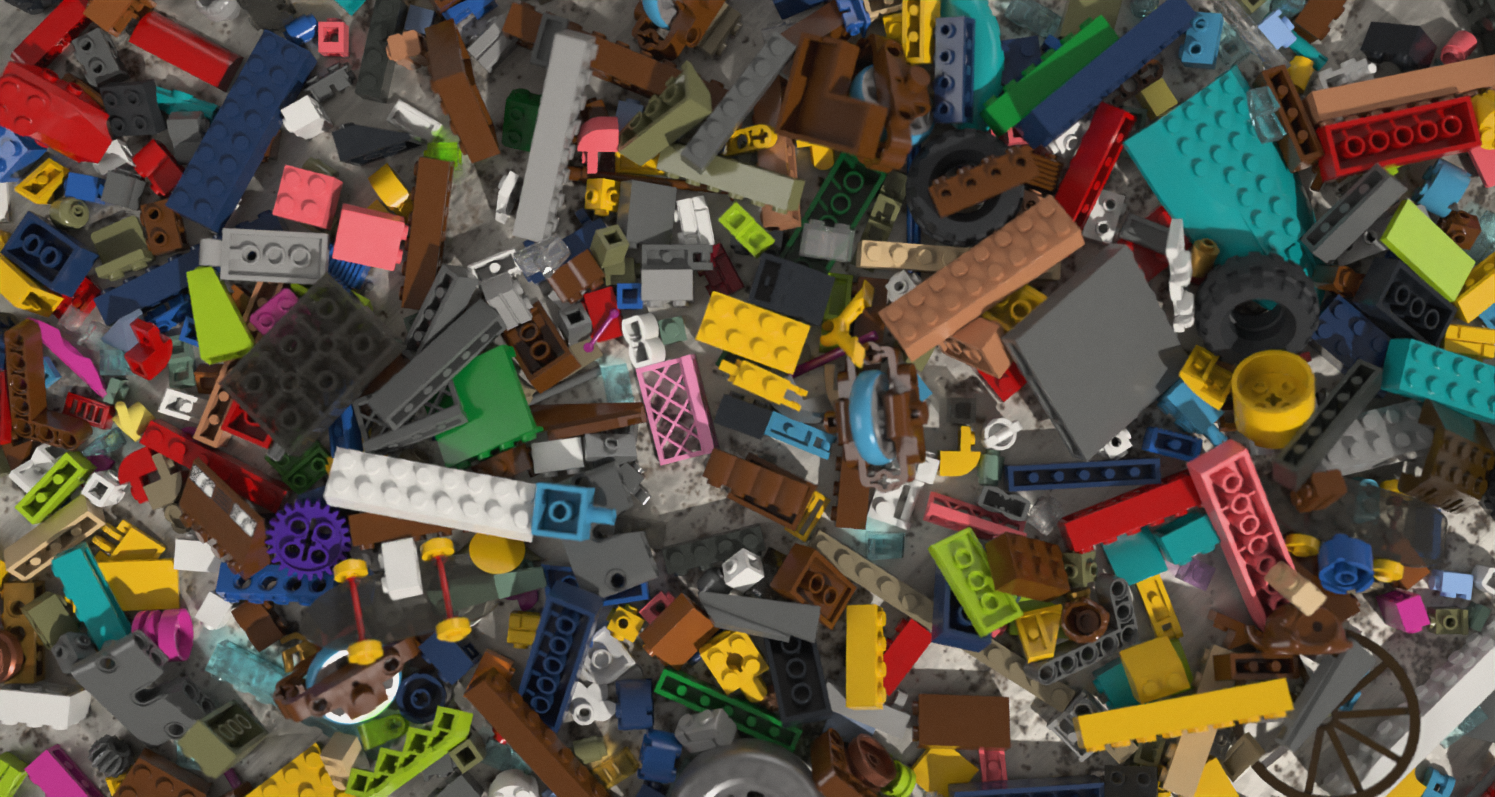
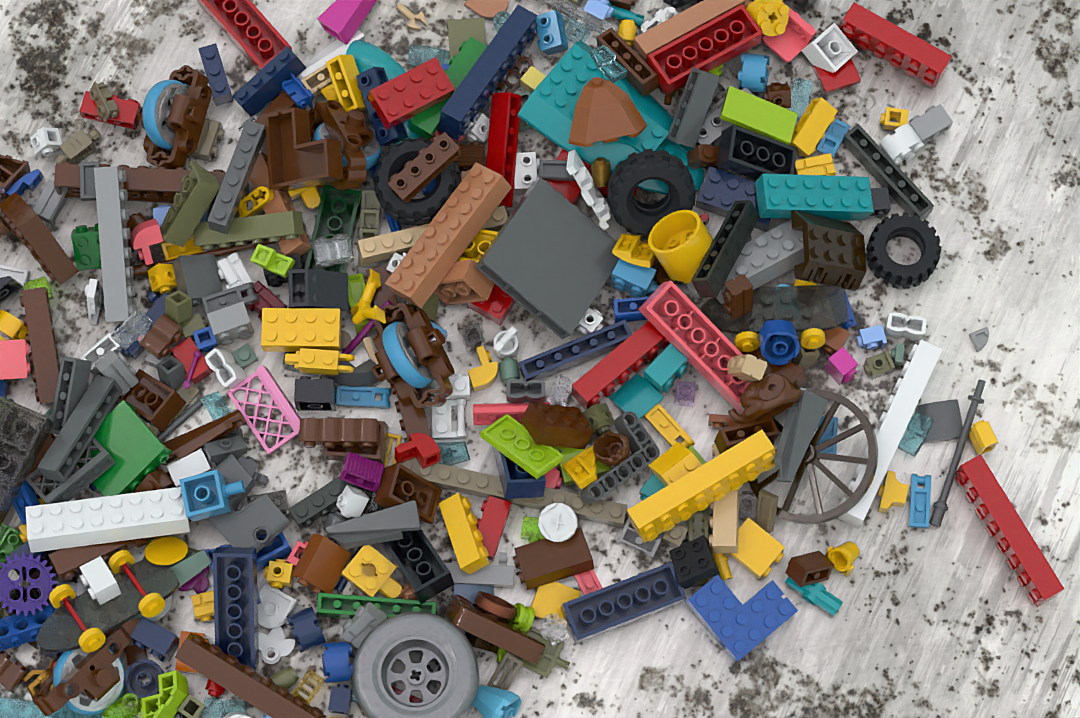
camera: 20 degrees left, 15 degrees down
(767, 540) = (361, 471): none -> magenta brick
(851, 534) = (418, 446): none -> red brick
(951, 676) = (530, 529): none -> clear neon green brick
(984, 685) = (558, 522): none -> white tile
(1000, 71) = (411, 93): none -> red brick
(1239, 189) = (604, 114): none -> dark orange brick

